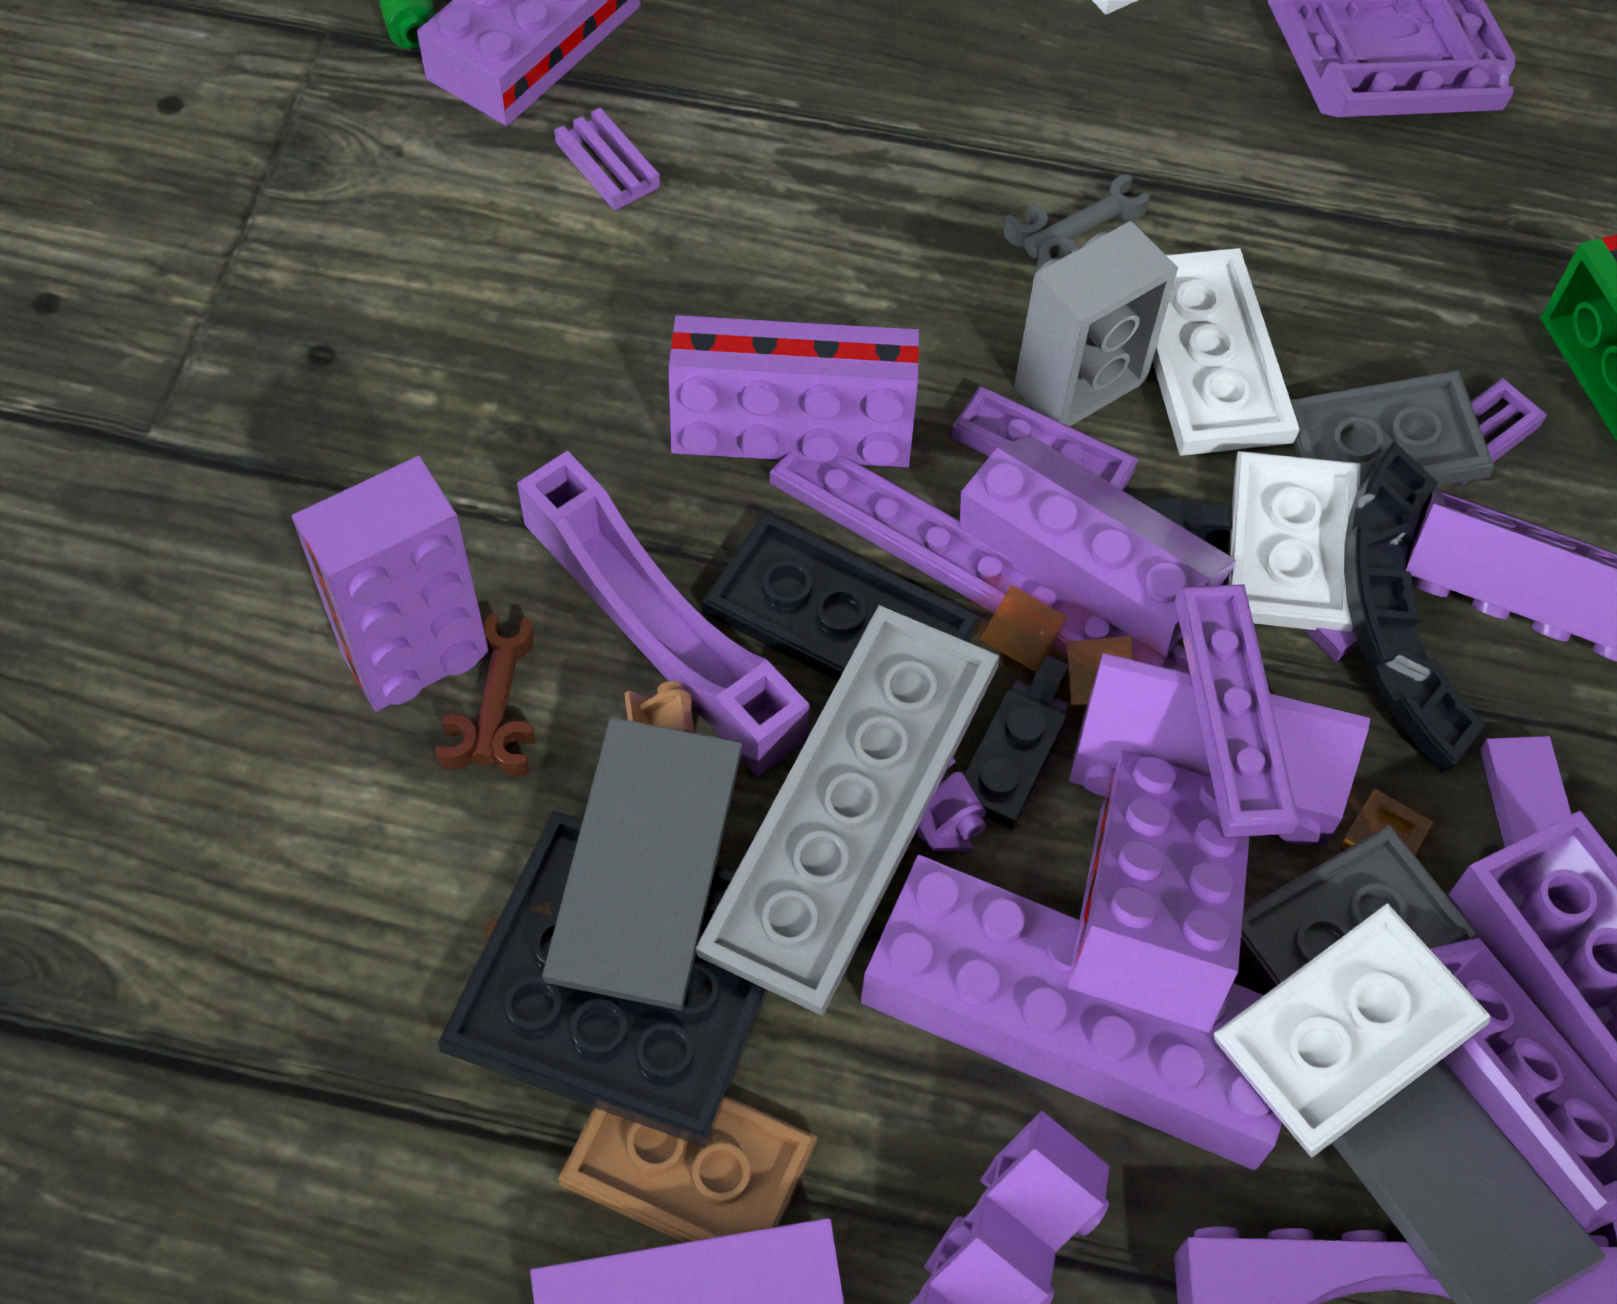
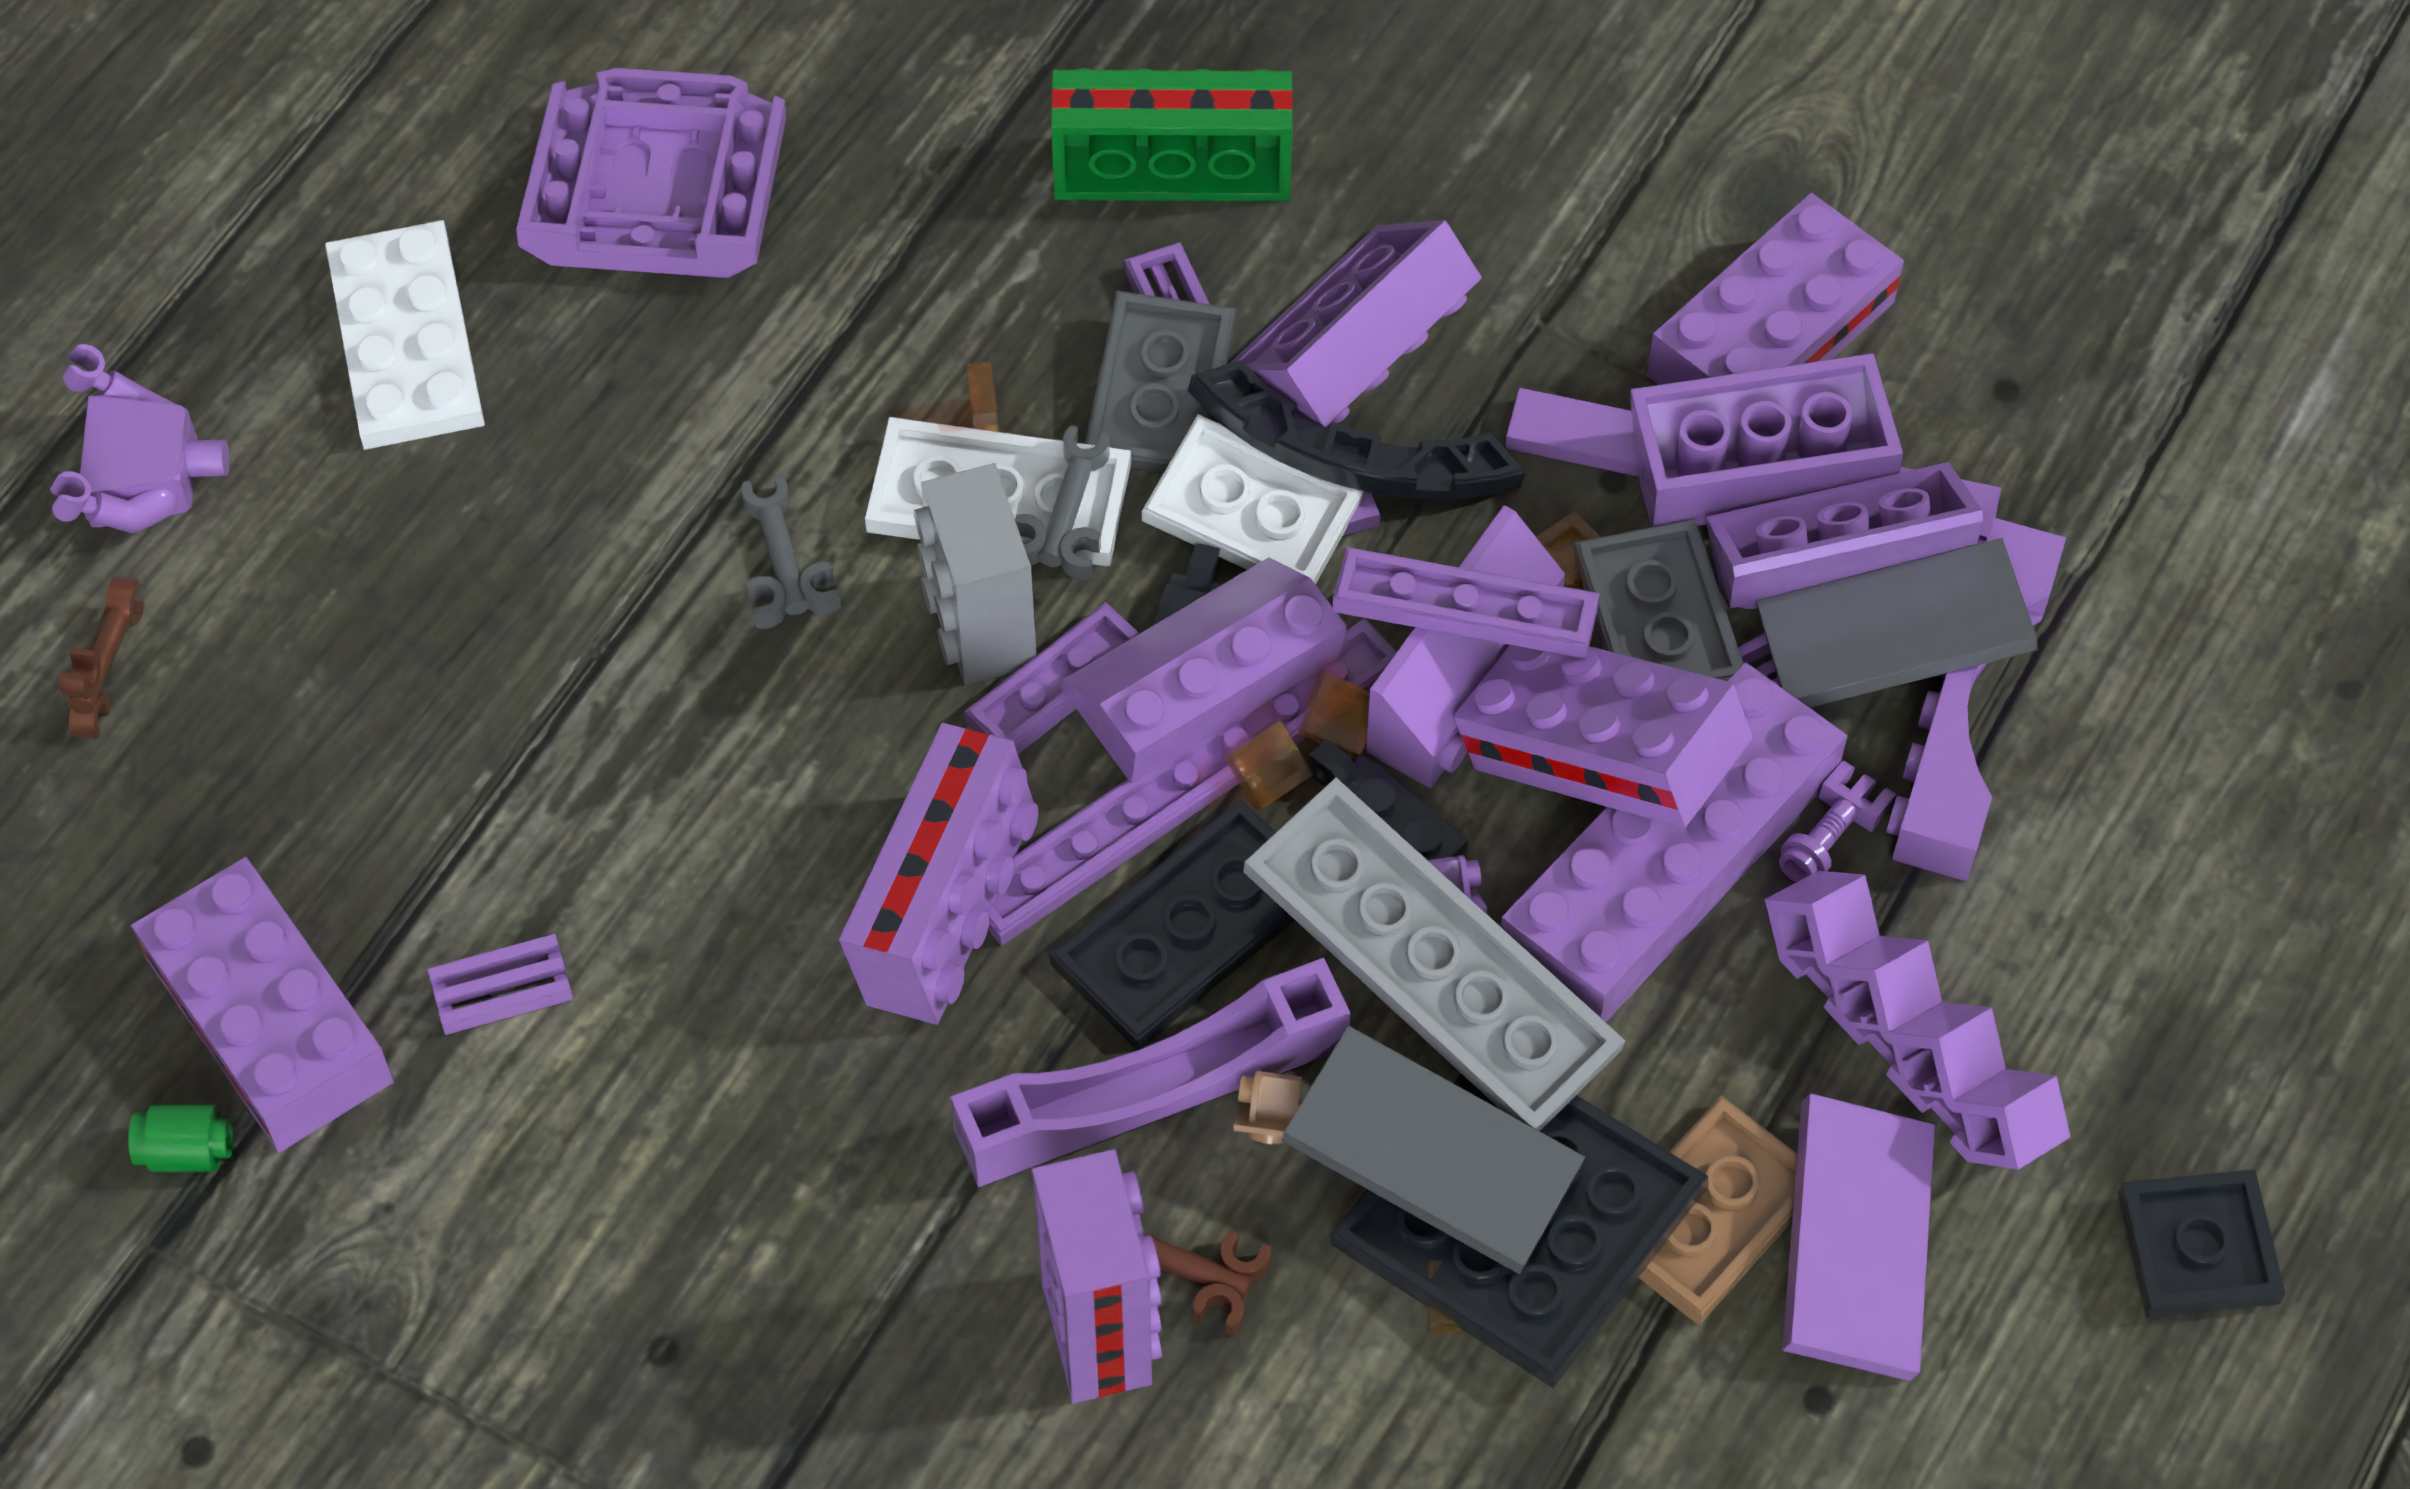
camera: 70 degrees left, 0 degrees up
(1128, 1154) = (1808, 853): none -> medium lavender hinge
(1175, 397) = (1059, 542): none -> dark grey bar
(1292, 309) = (982, 396): none -> clear orange tile
(1351, 1029) = (1783, 631): white tile -> none

